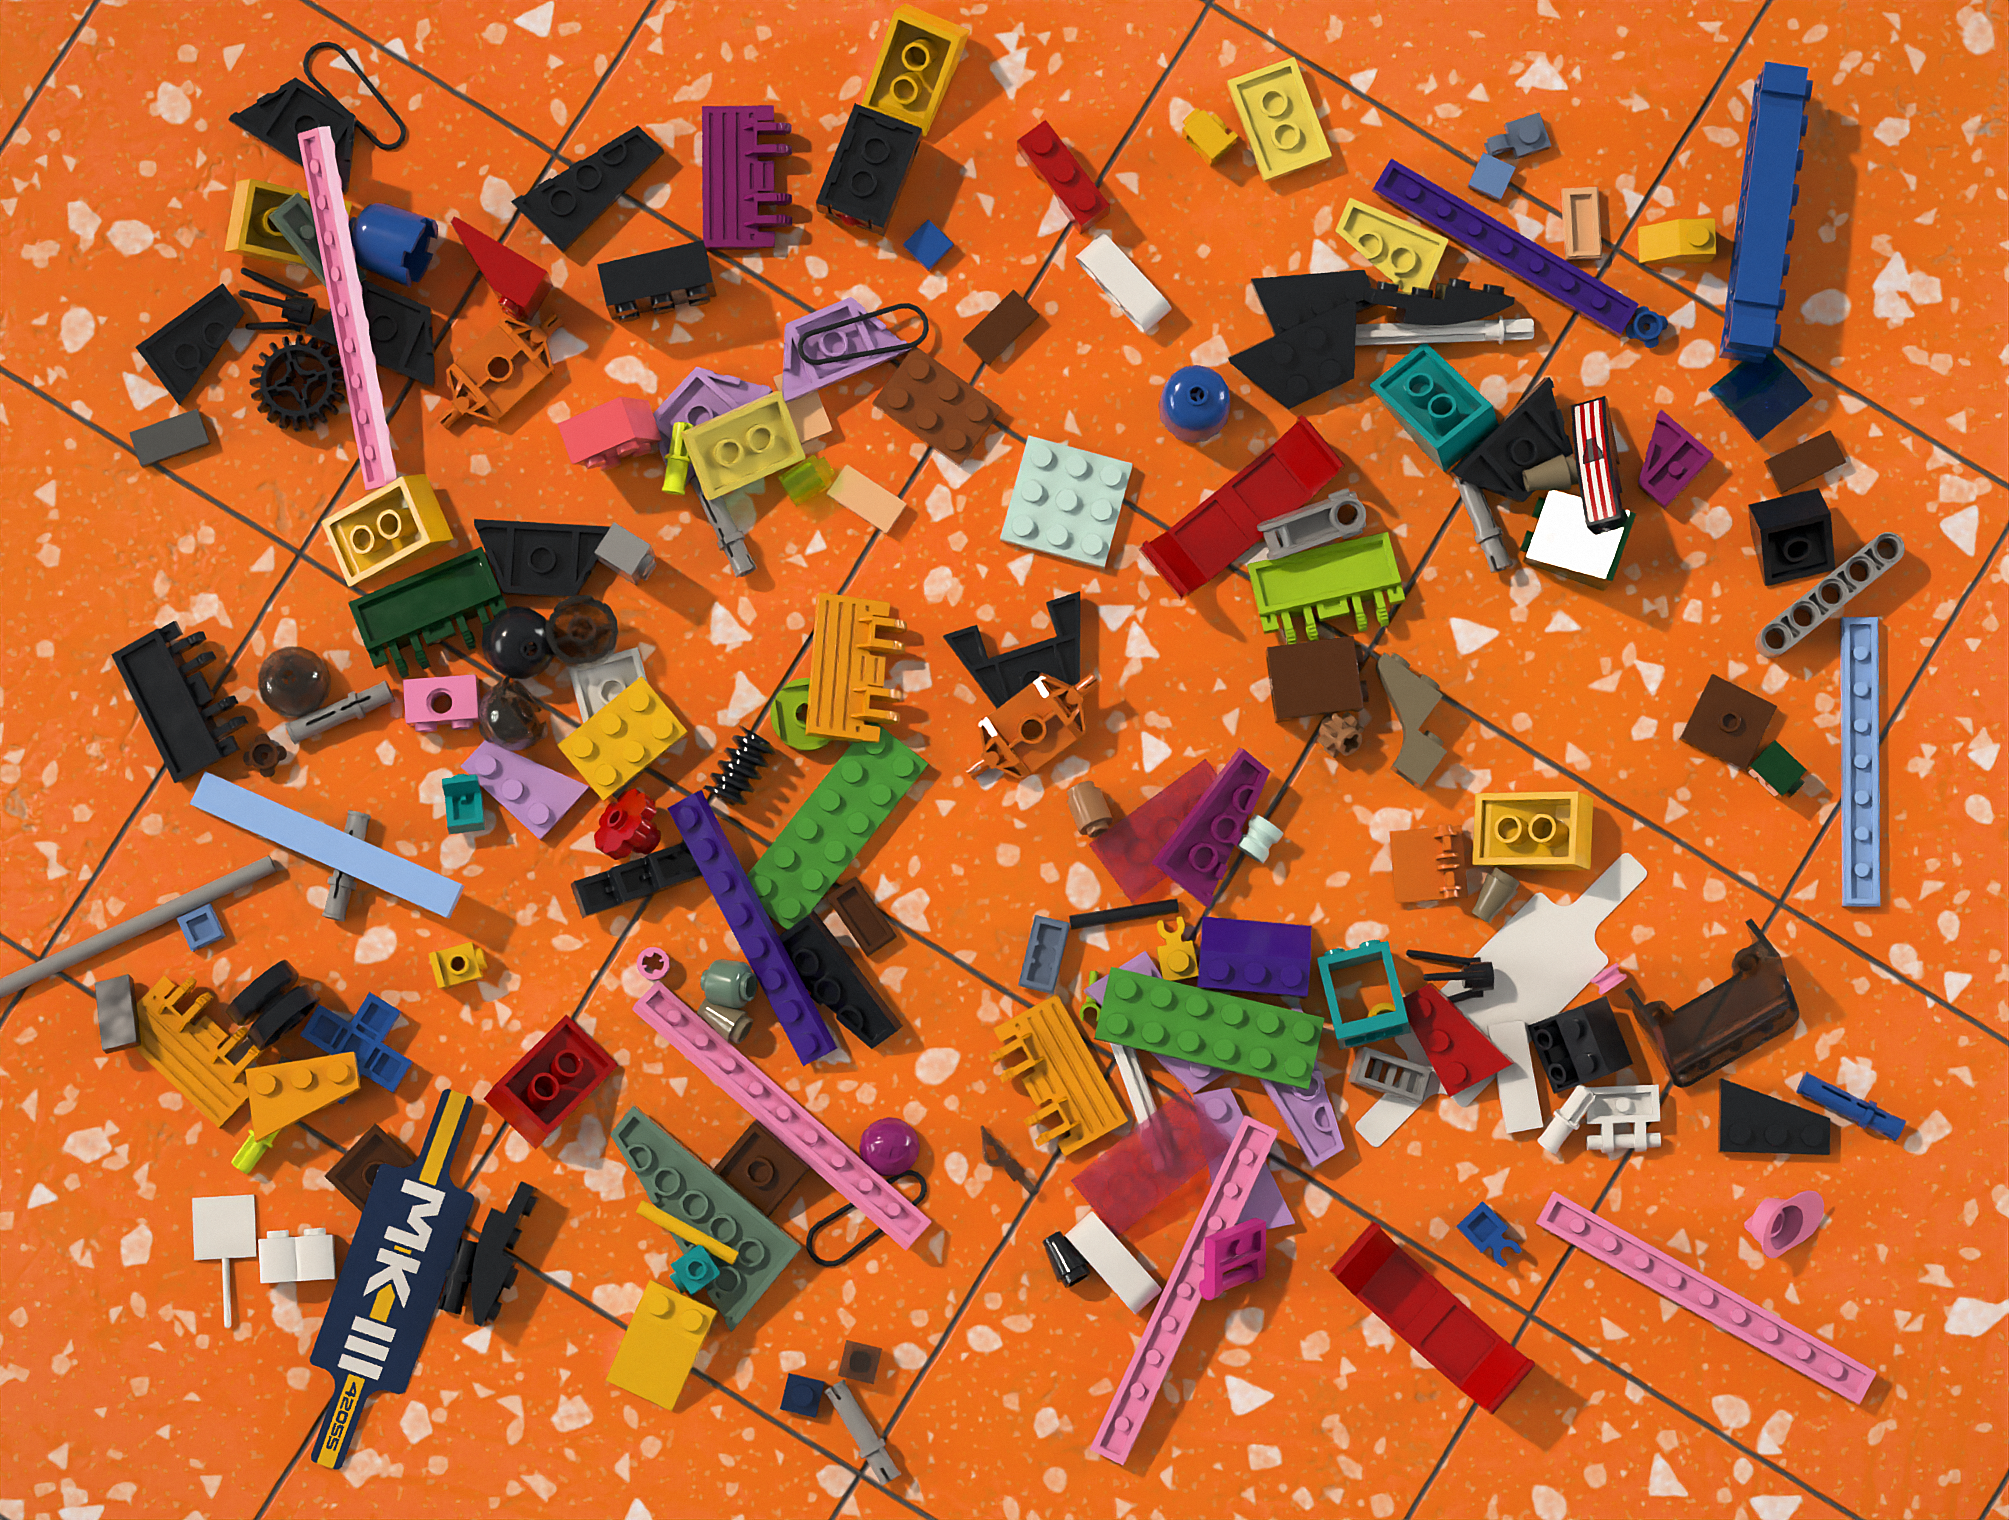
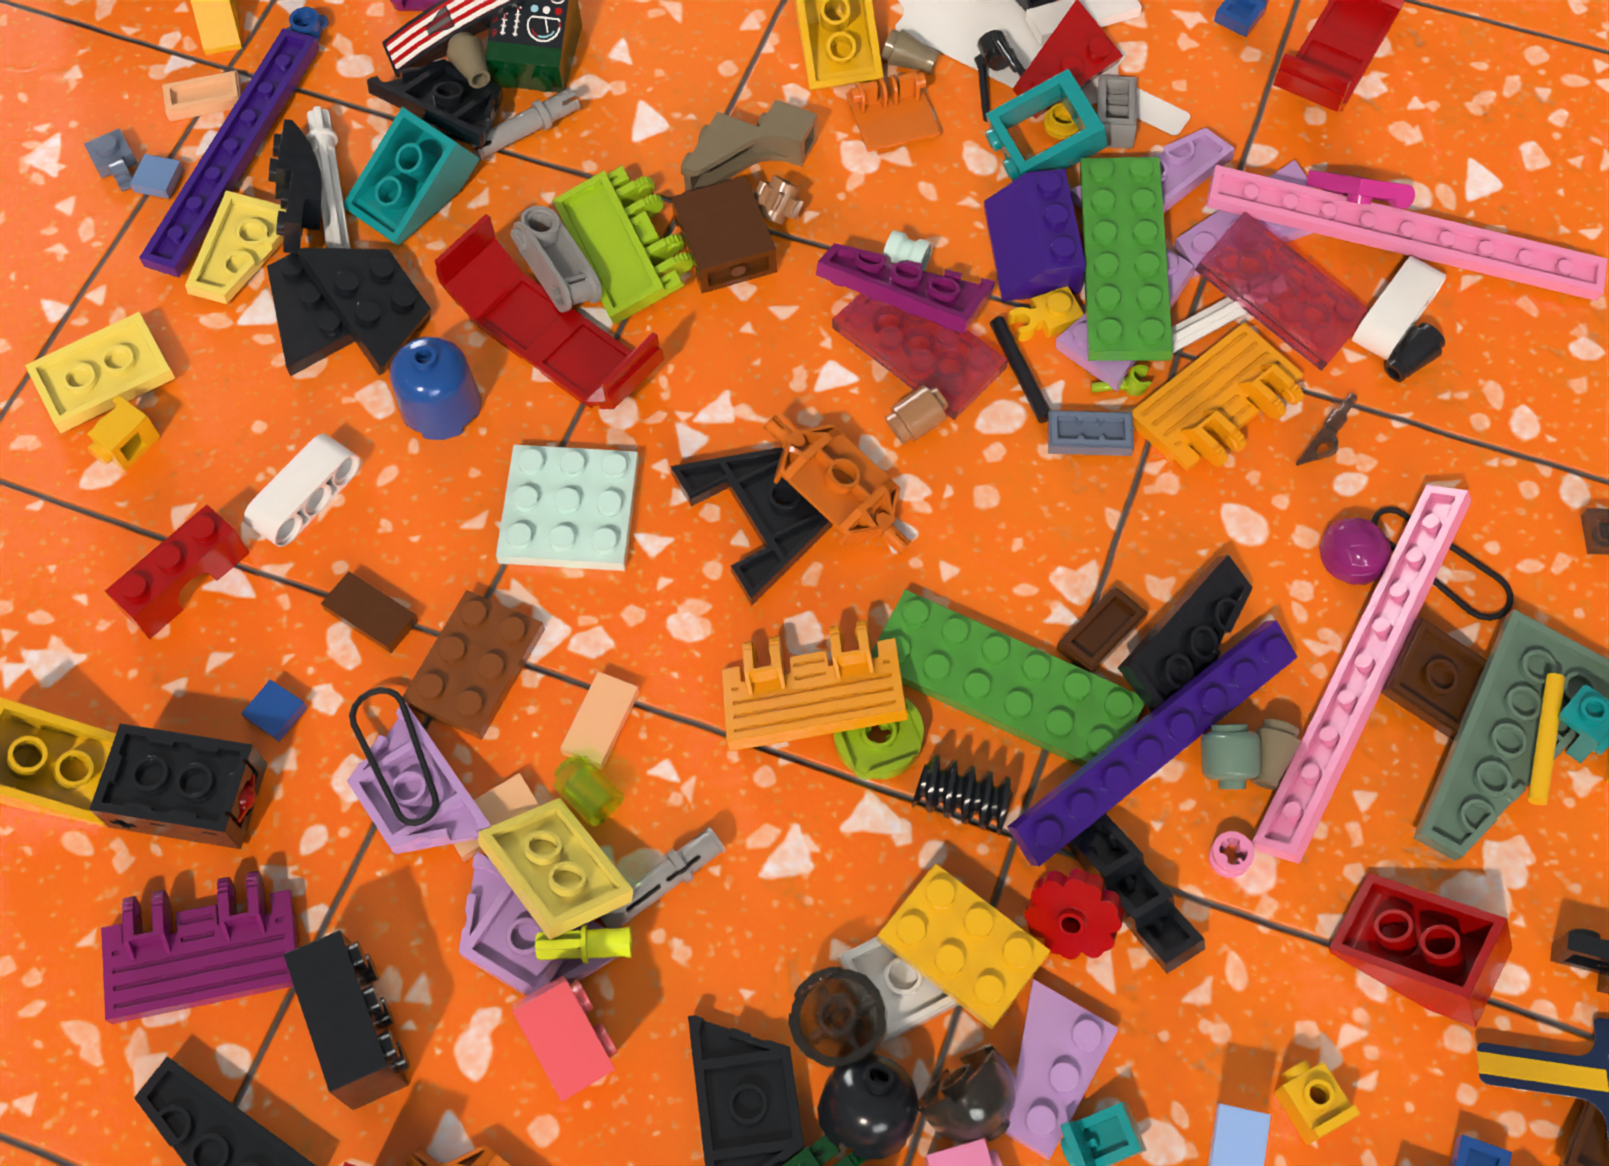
camera: 100 degrees left, 20 degrees down
(626, 554) = (723, 983): light grey brick -> none

